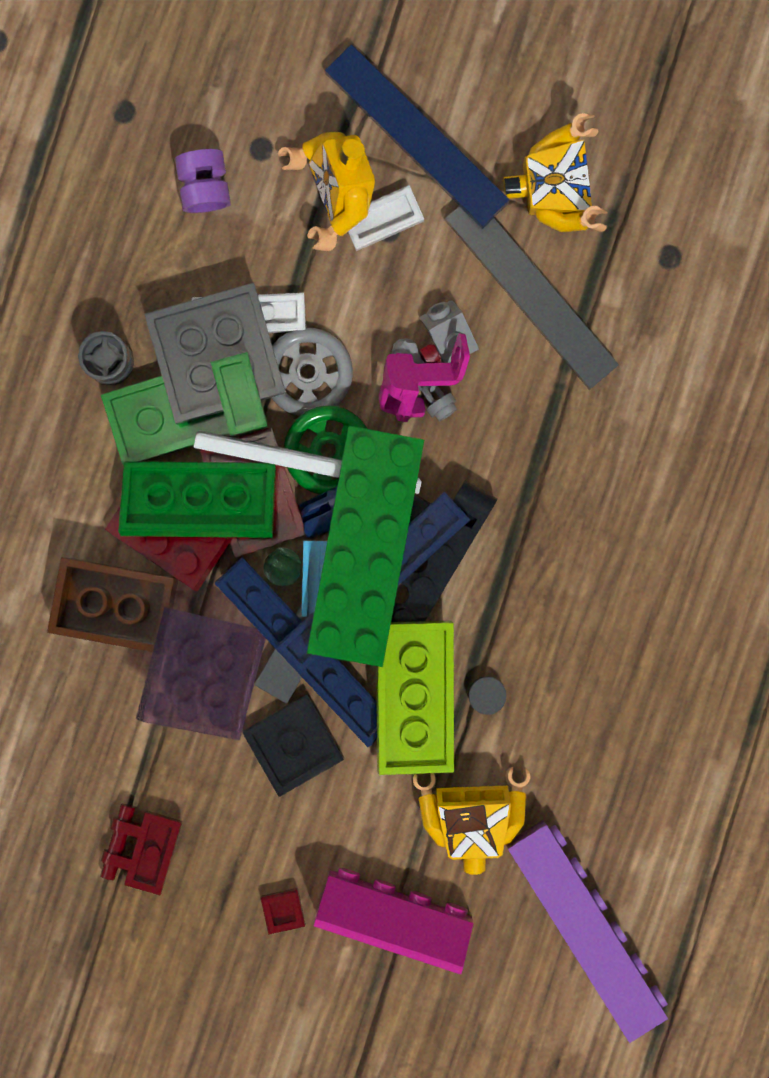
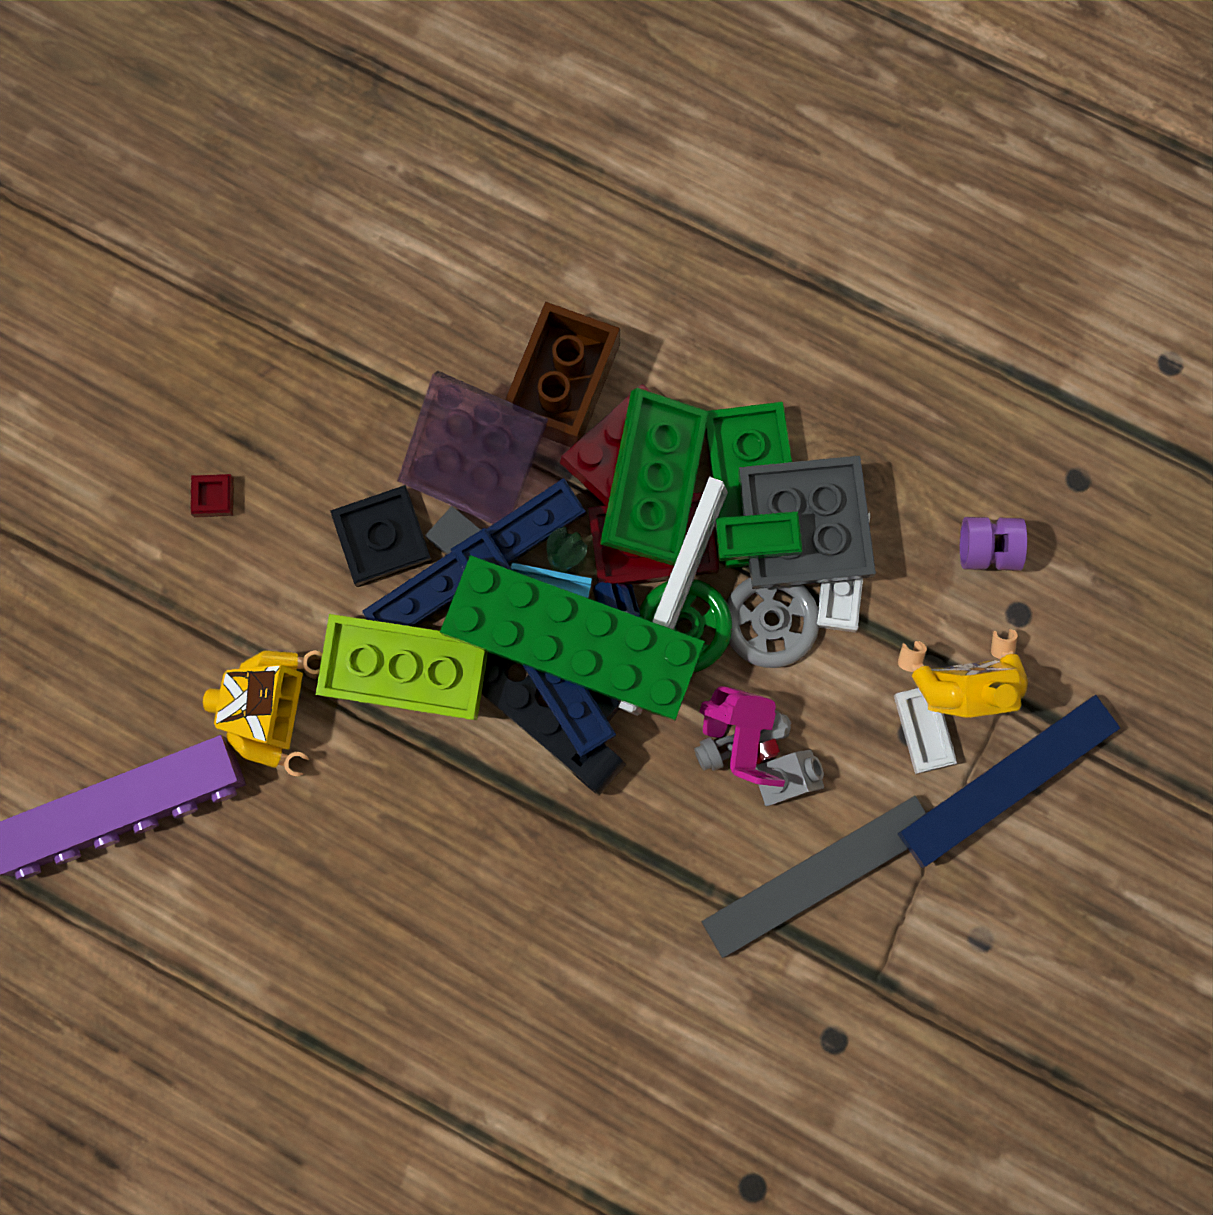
camera: 105 degrees right, 10 degrees down
(106, 358) = (820, 412): dark grey wheel -> none
(152, 850) = (301, 374): dark red plate -> none
(395, 920) = (172, 601): dark pink slope -> none
(487, 695) = (390, 747): dark grey tile -> none
(558, 180) = (939, 927): torso -> none

